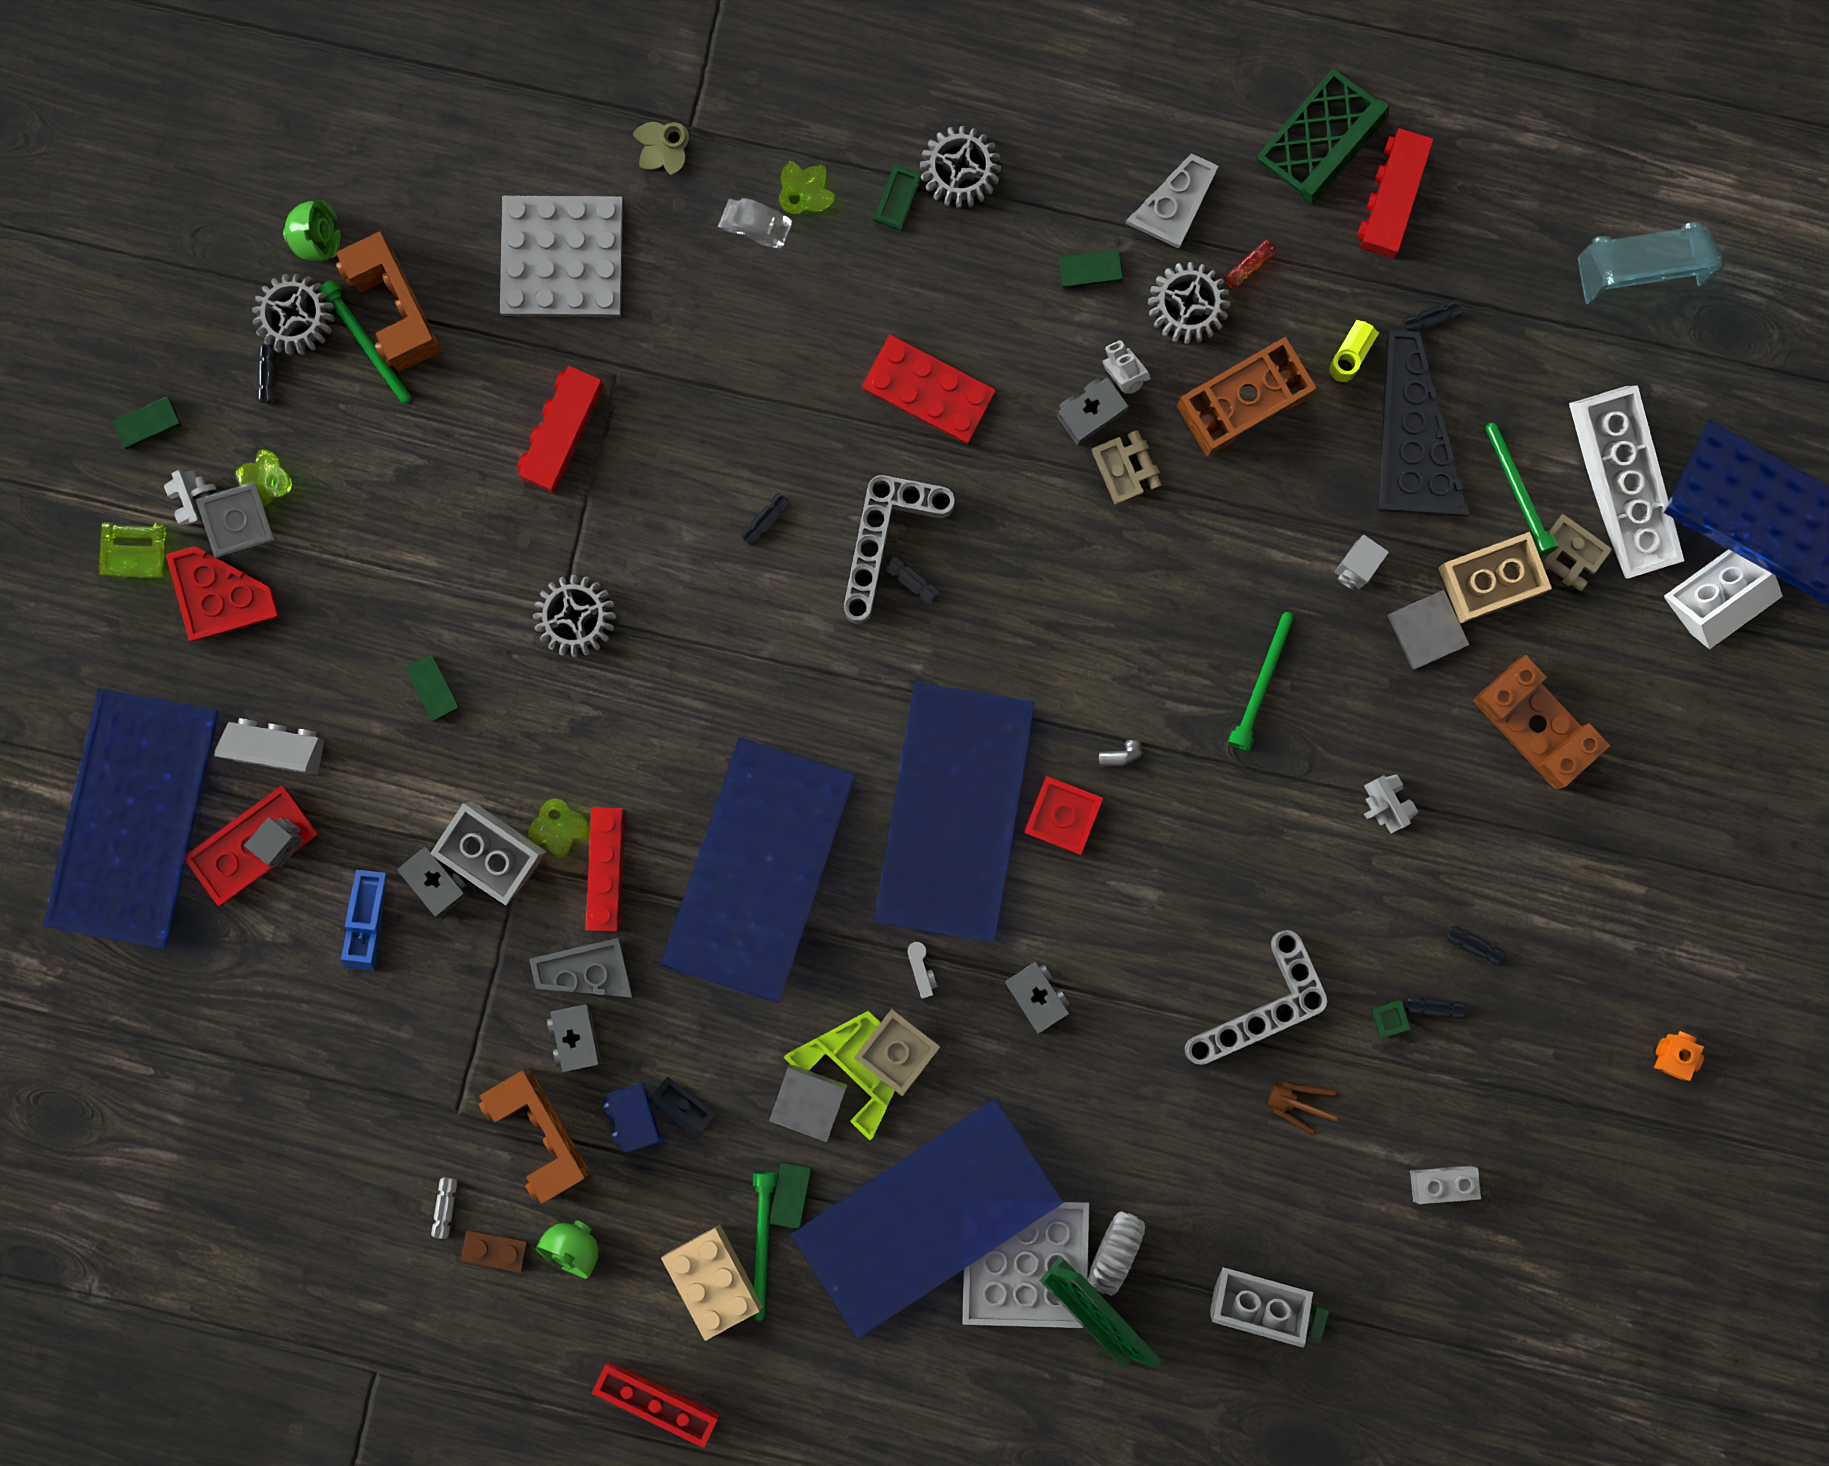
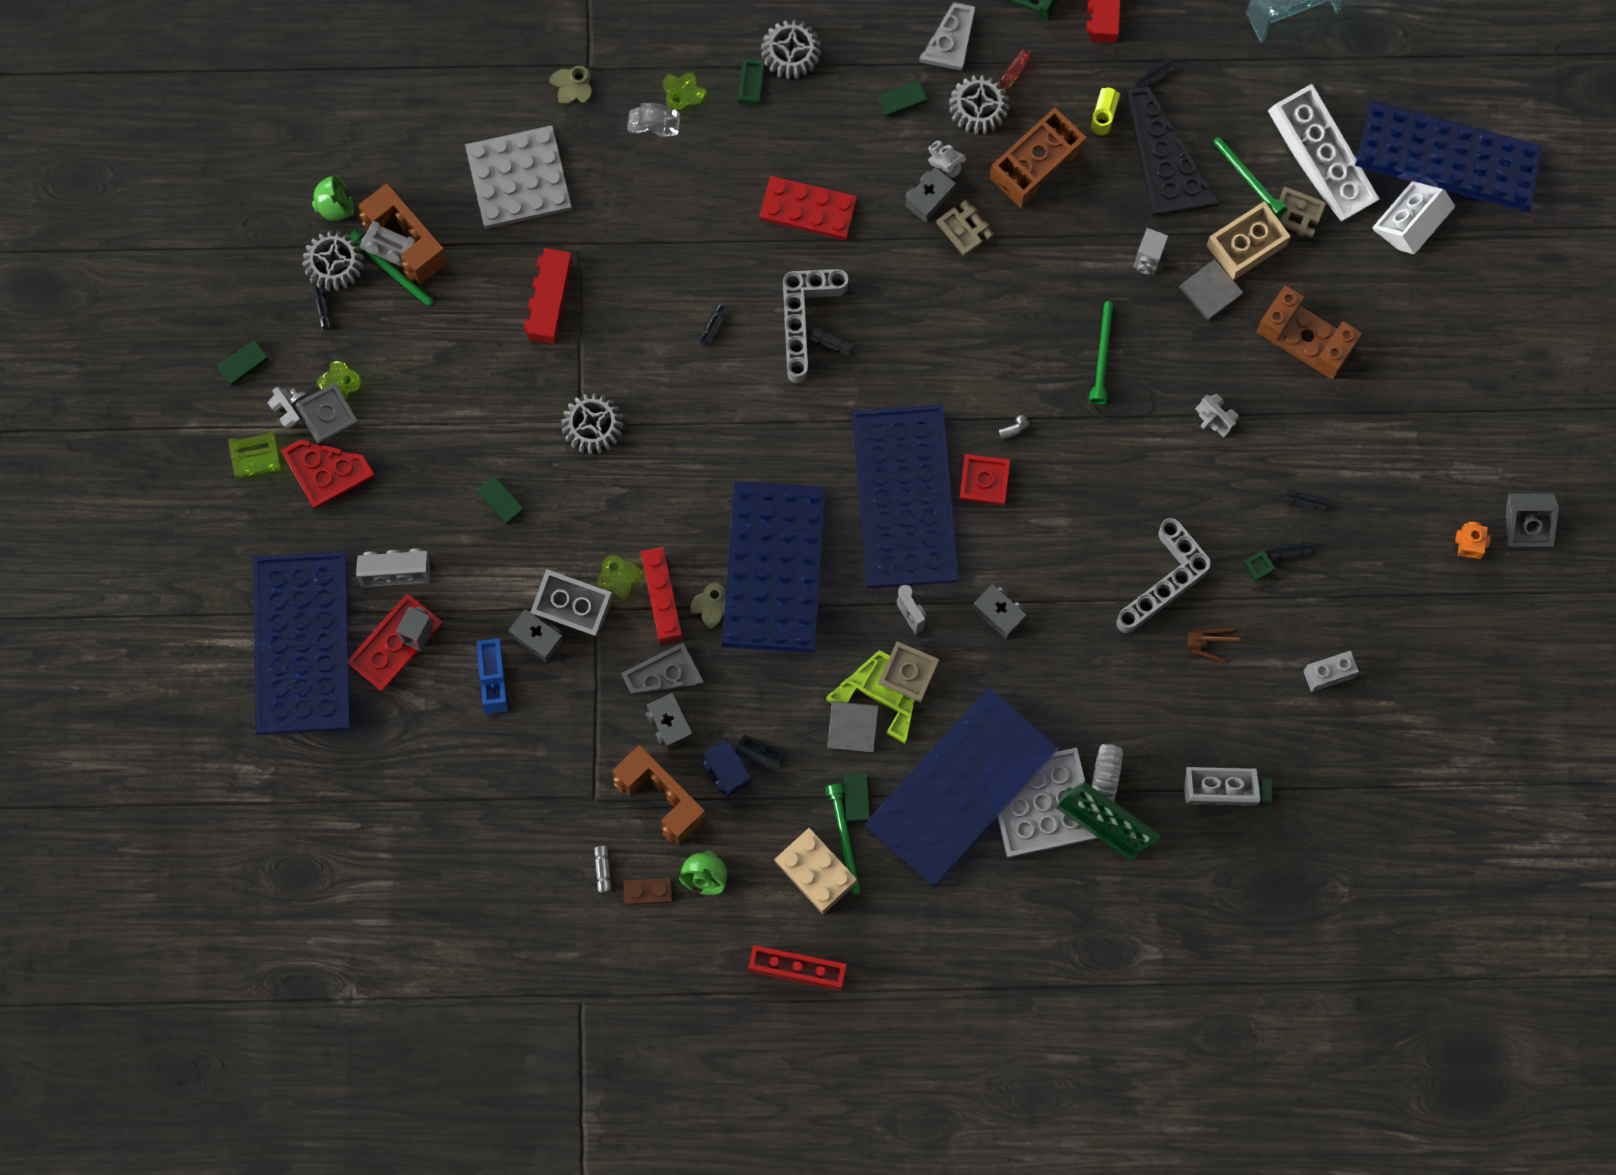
camera: 20 degrees left, 10 degrees down
(363, 310) = (385, 243): none -> light grey plate
(664, 897) = (711, 609): none -> olive plate
(1764, 1045) = (1531, 520): none -> dark grey slope

